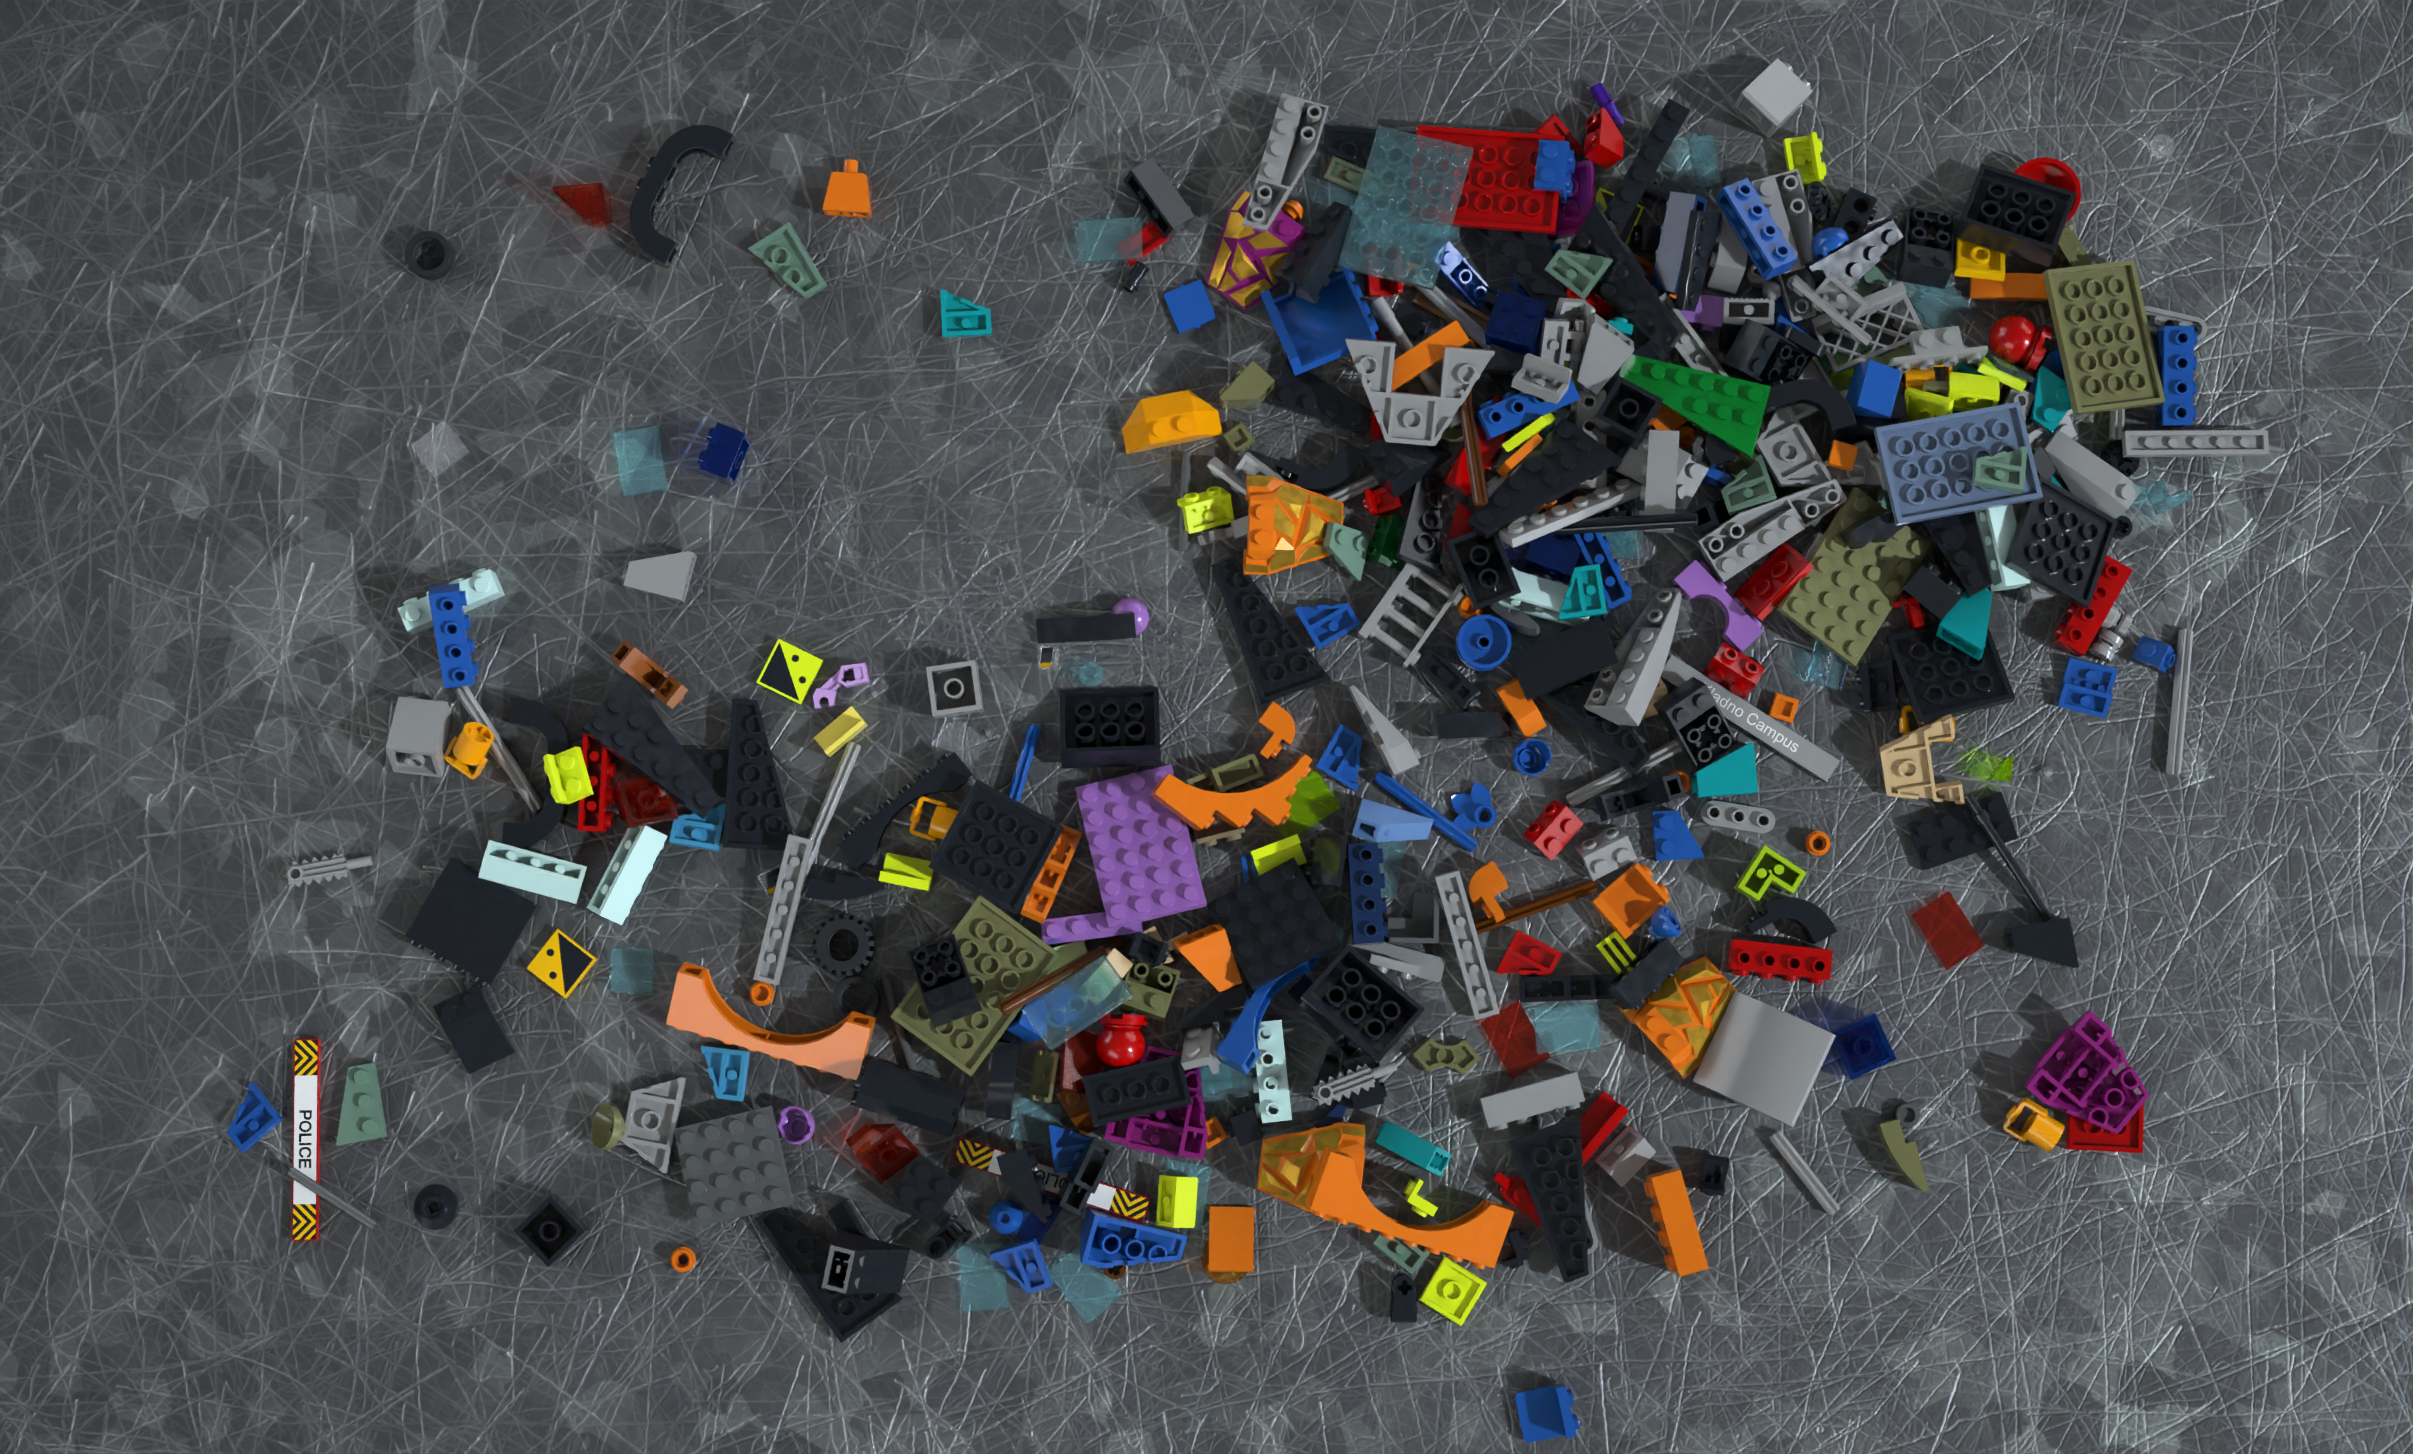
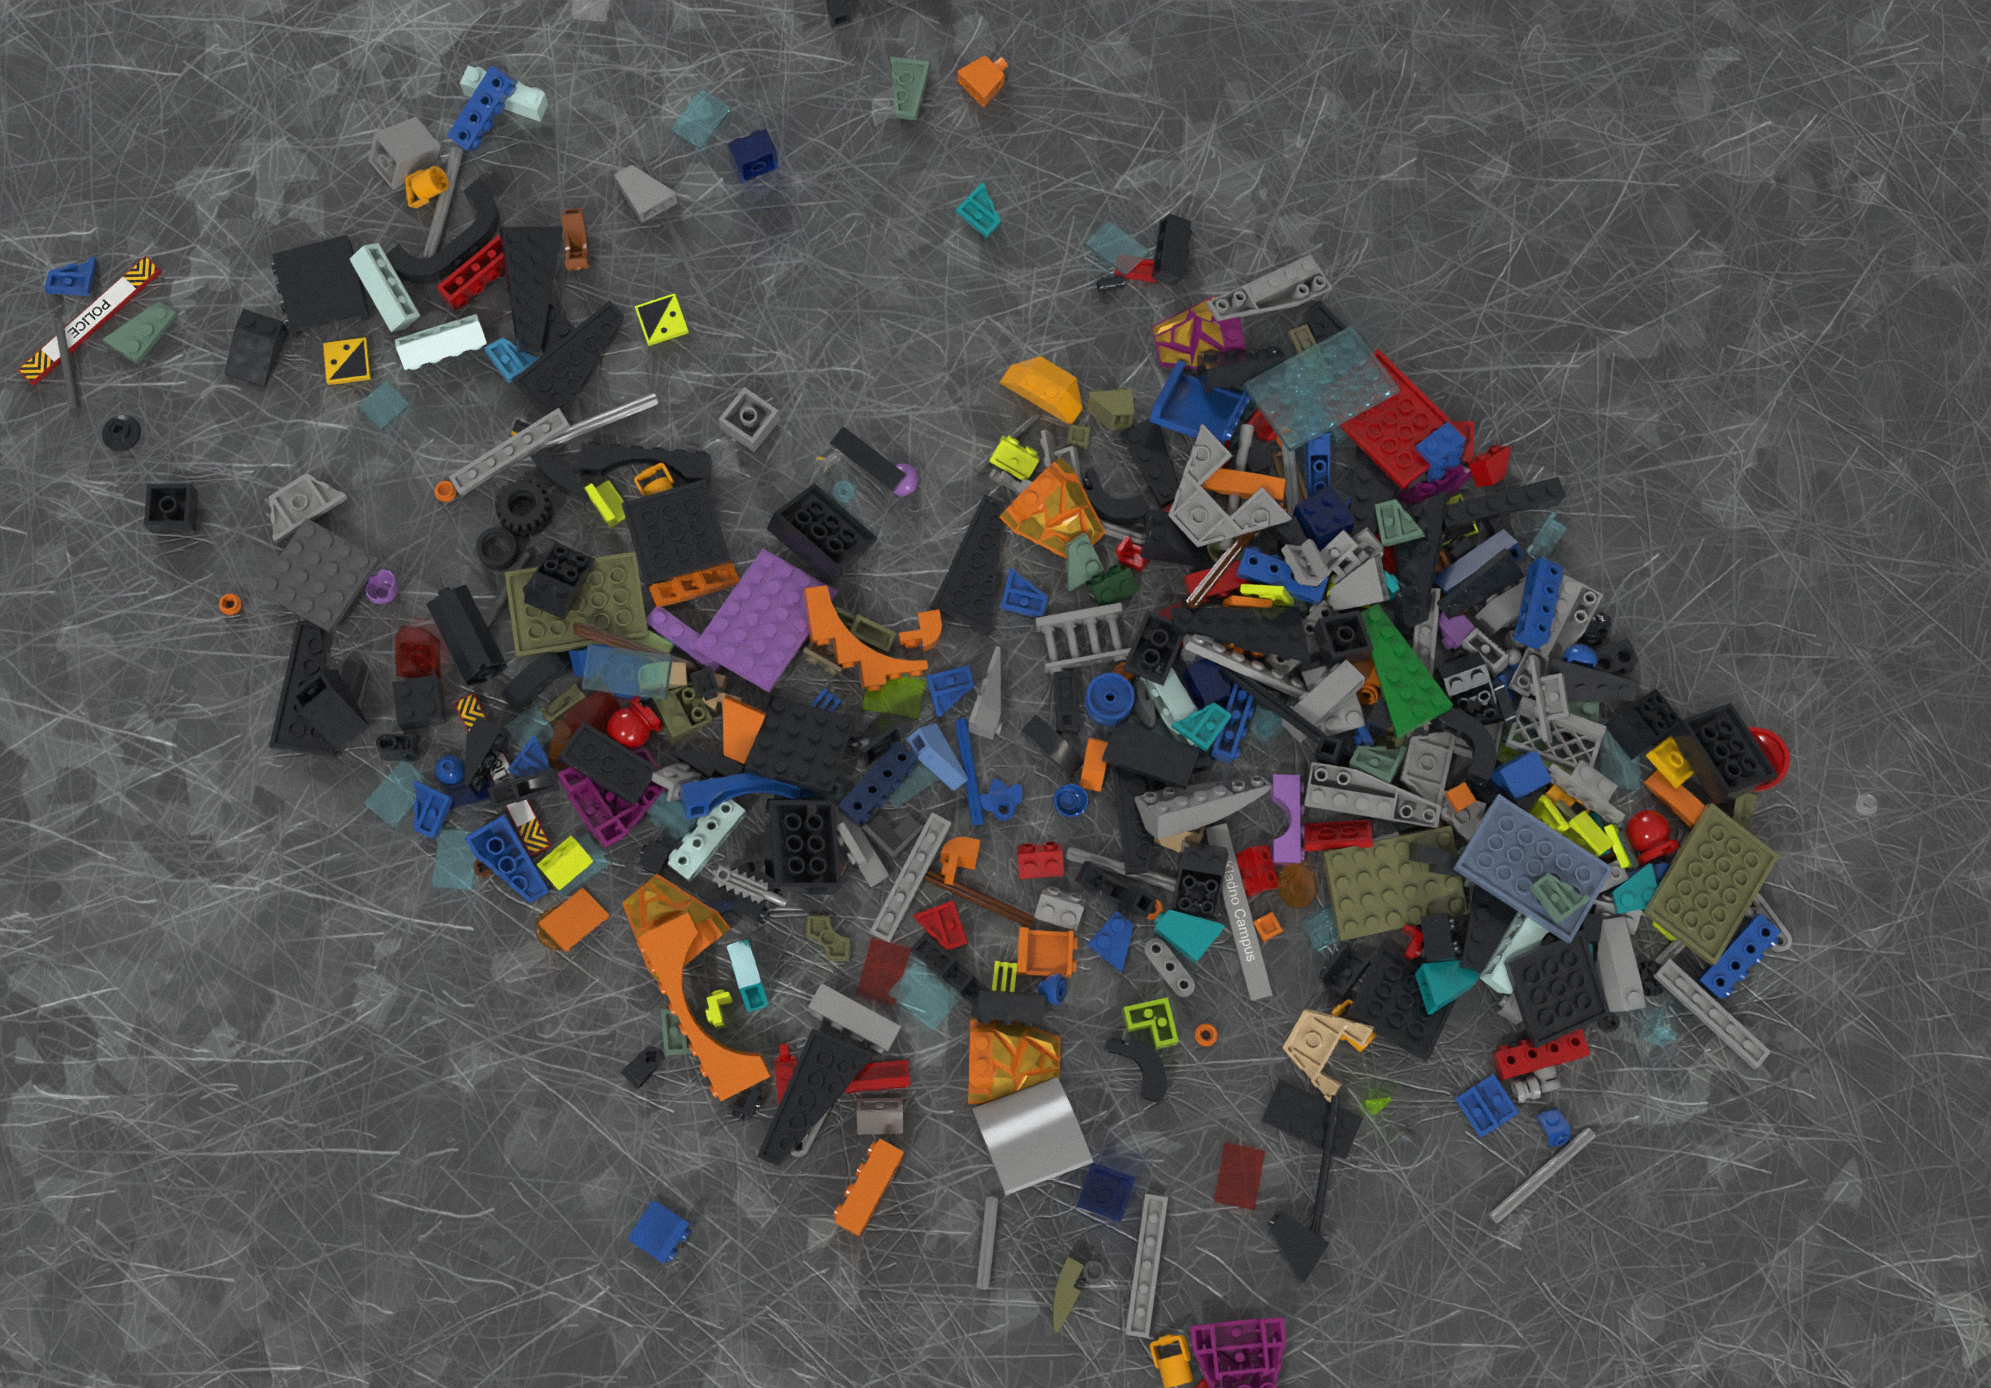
camera: 40 degrees right, 10 degrees down
(337, 866) = (269, 176): light grey piece -> none
(568, 776) = (463, 249): neon yellow bracket -> none
(607, 1127) = (269, 481): olive piece -> none
(643, 803) = (493, 309): clear red slope -> none
(701, 1009) = (398, 463): orange arch -> none
(728, 1071) = (375, 517): dark azure wing -> none
(829, 689) = (675, 350): lavender piece -> none
(840, 731) = (655, 382): light yellow panel -> none
(1024, 762) = (747, 505): blue axle -> none
(1189, 306) = (1127, 332): blue piece -> none
(1215, 1132) = (632, 842): orange tile -> none
(1278, 853) = (849, 705): neon yellow panel -> none
(1293, 210) = (1249, 332): orange plate -> none
(1421, 527) = (1140, 592): black wing -> none
(1452, 1290) = (681, 1093): neon yellow tile -> none
(1604, 100) = (1515, 443): dark purple axle -> none
(1713, 1175) = (925, 1183): black bracket -> none
(1773, 97) = (1628, 539): light grey slope -> none
(1779, 959) = (1106, 1085): red brick -> none
(1782, 647) = (1303, 883): none -> clear orange dish
(1804, 155) = (1615, 593): neon yellow bracket -> none
(1943, 1070) = (1146, 1266): none -> light grey plate

